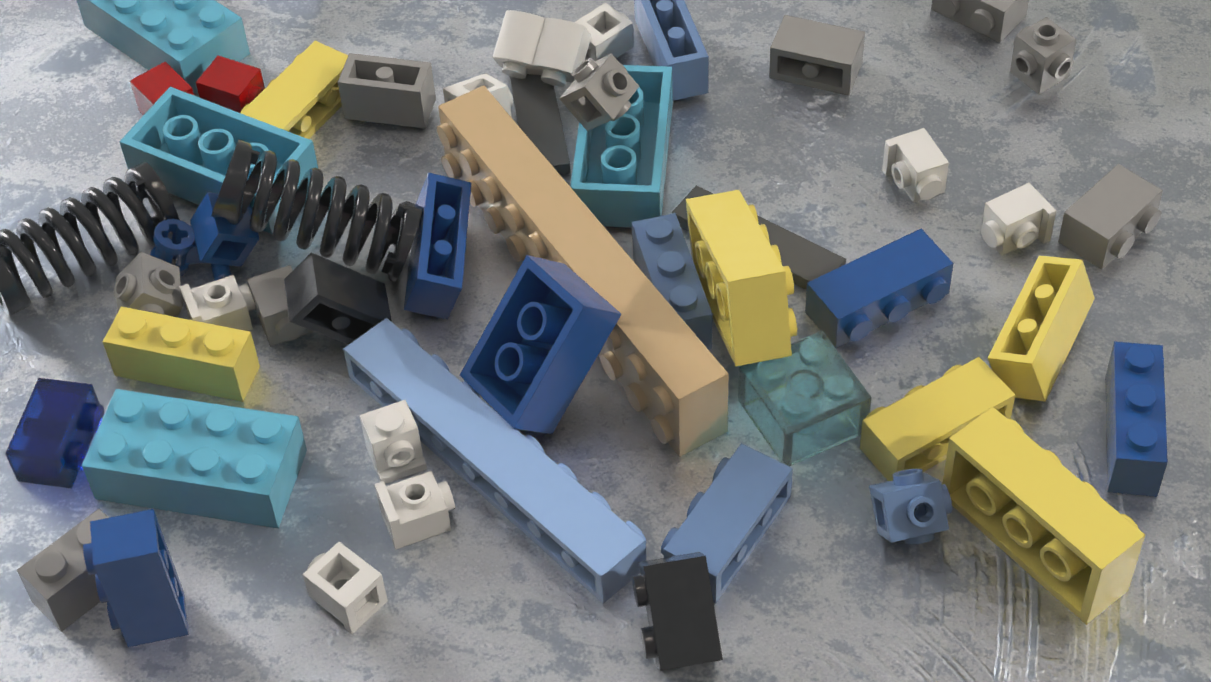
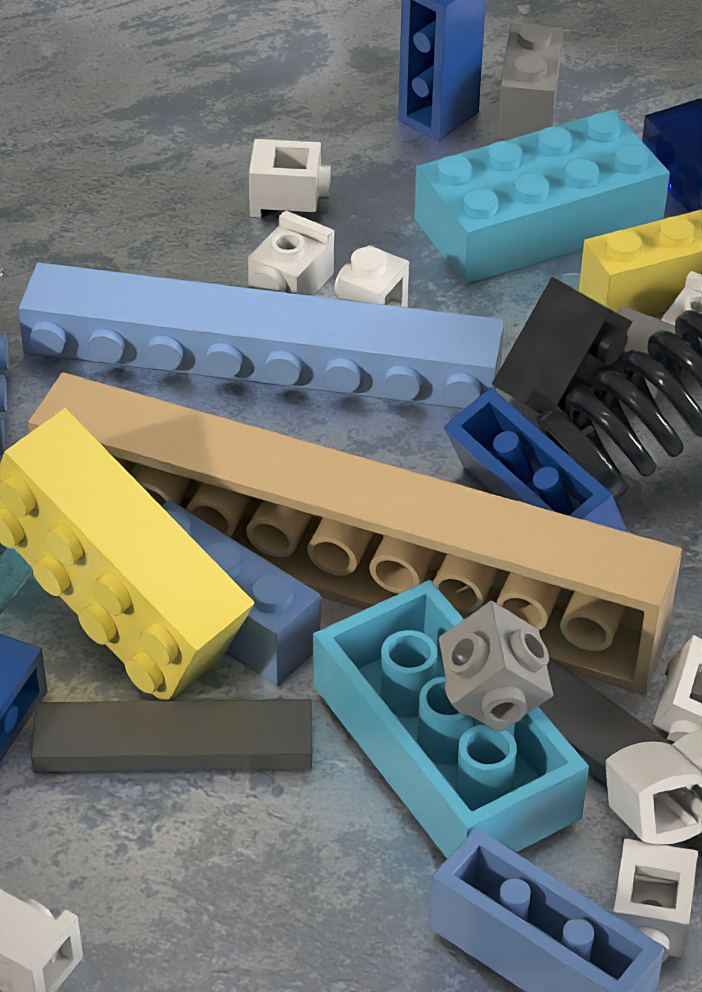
camera: 140 degrees right, 5 degrees down
(539, 345) = (269, 375): blue brick -> none

